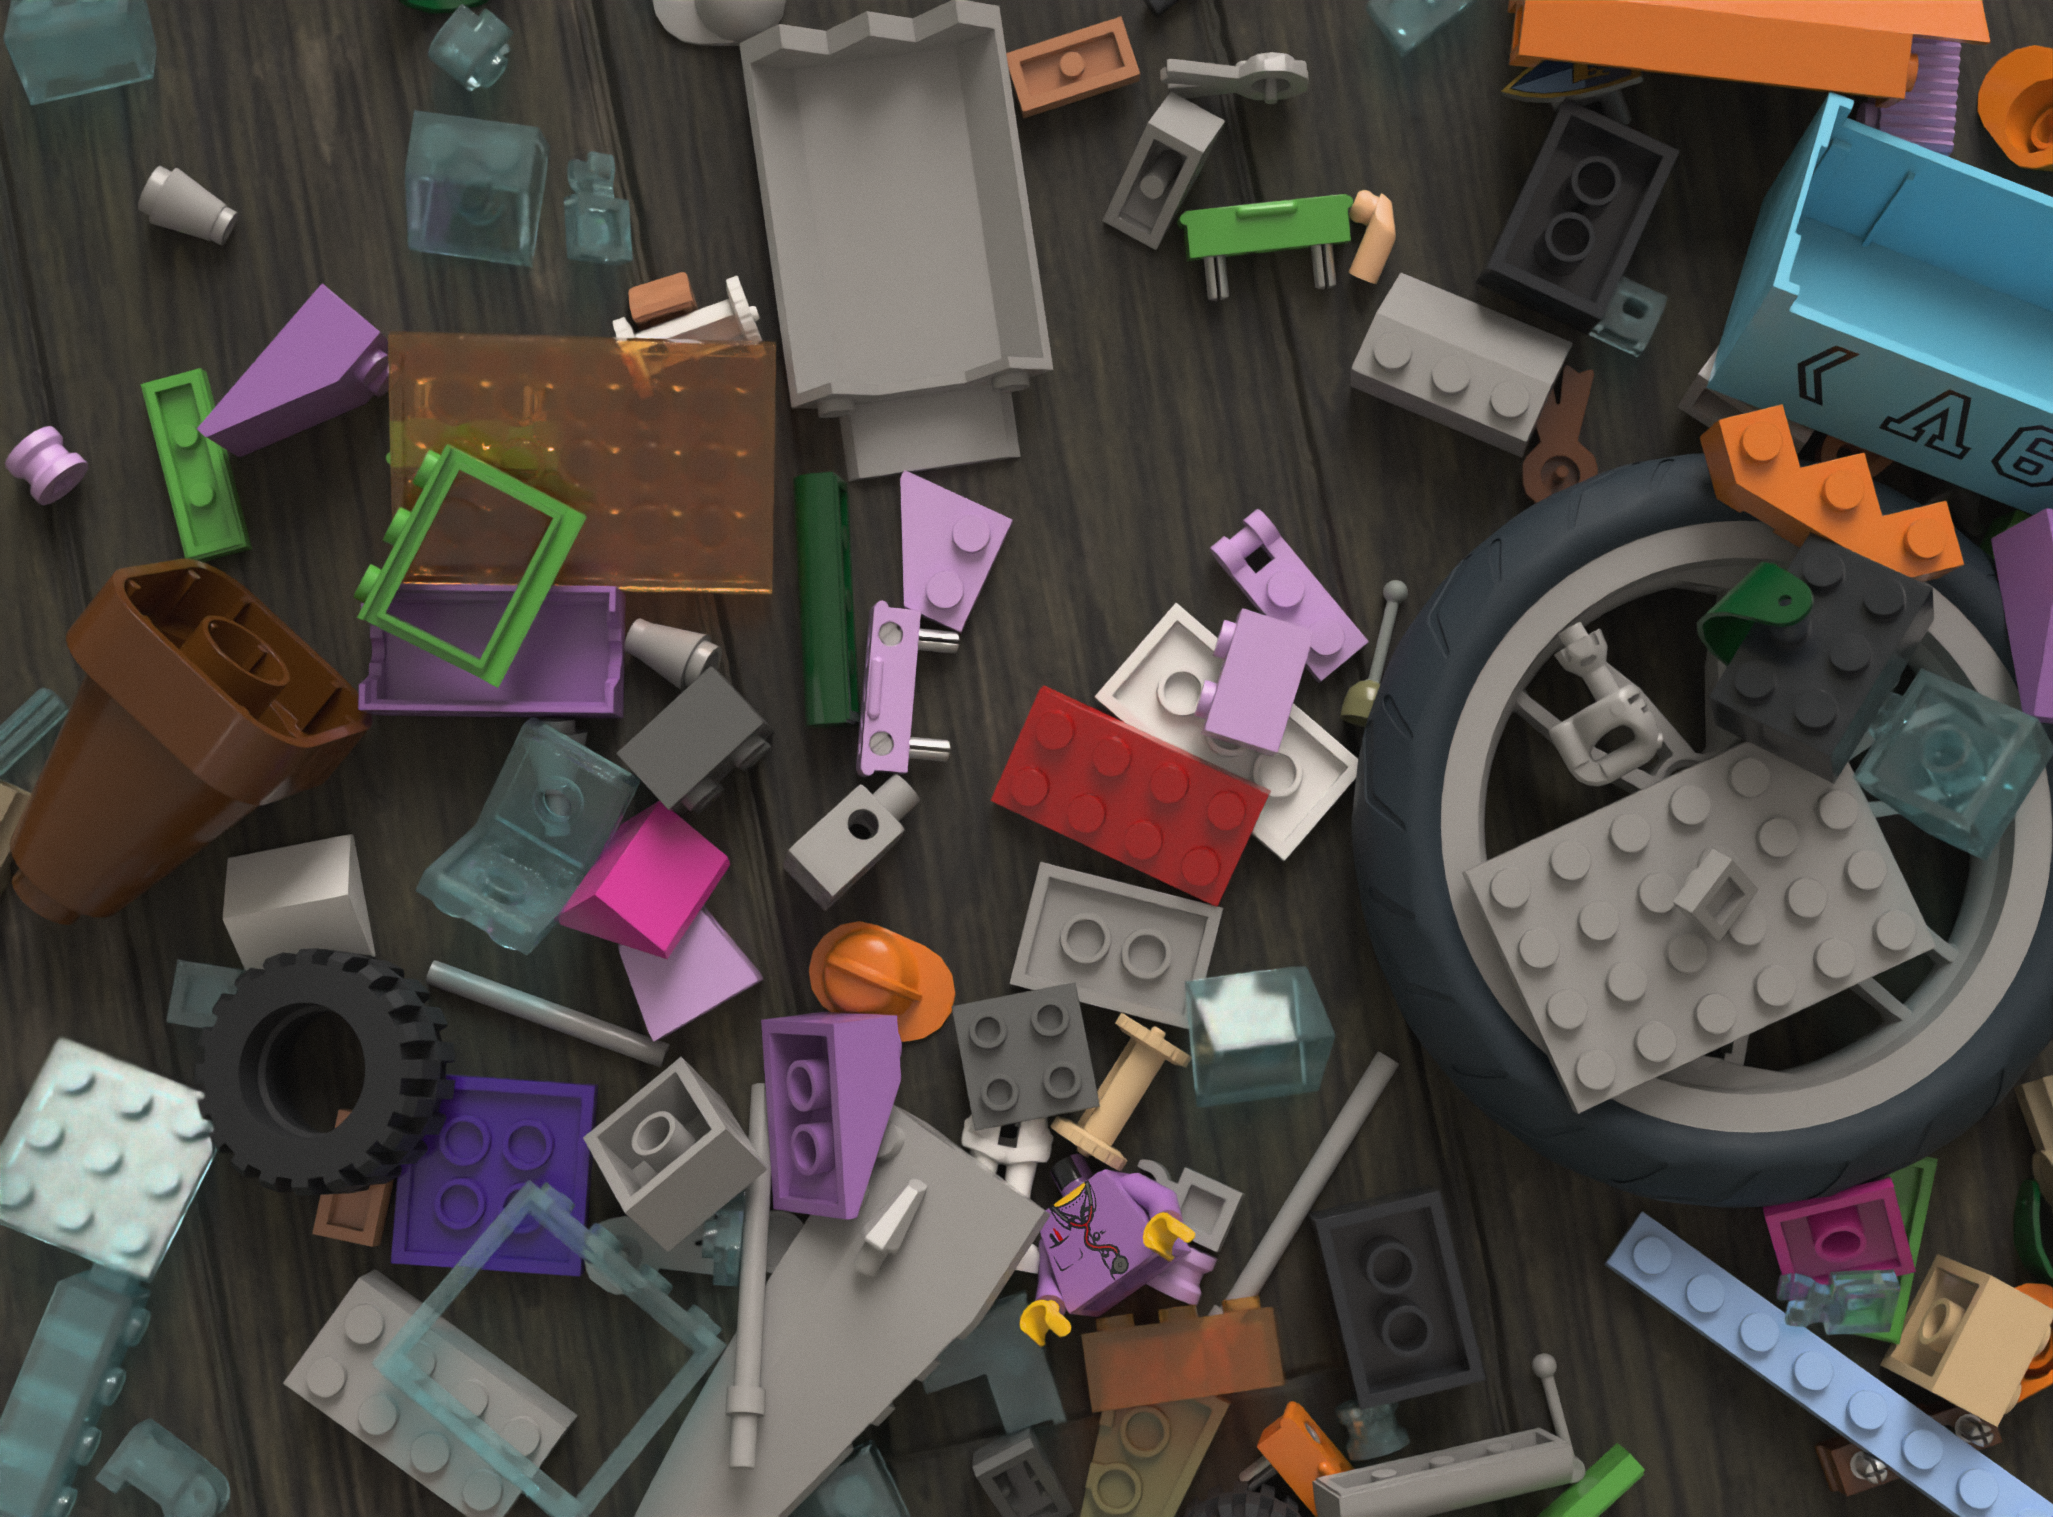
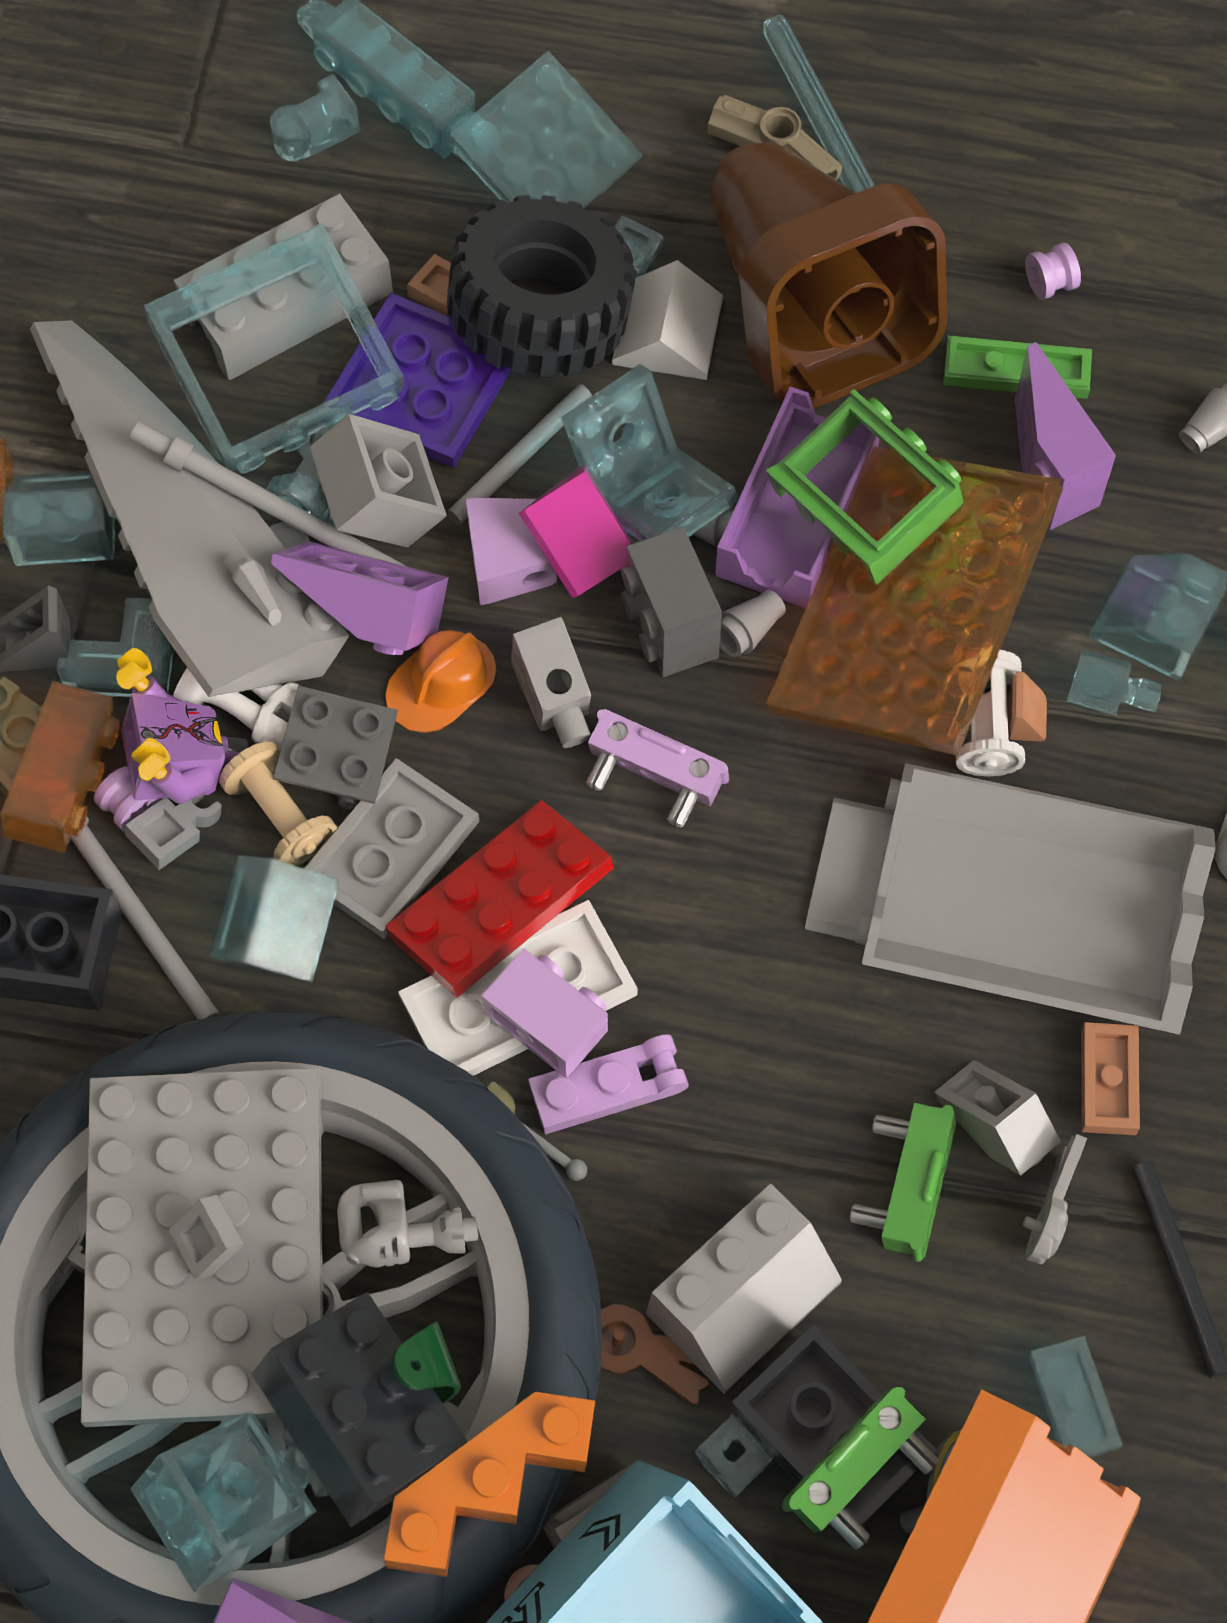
camera: 115 degrees right, 20 degrees down
(826, 600) = (748, 741): dark green brick -> none
(946, 550) = (750, 842): lavender wing -> none
(1378, 238) = (878, 1269): light nougat arm -> none
(1621, 167) = (854, 1461): none -> bright green piece

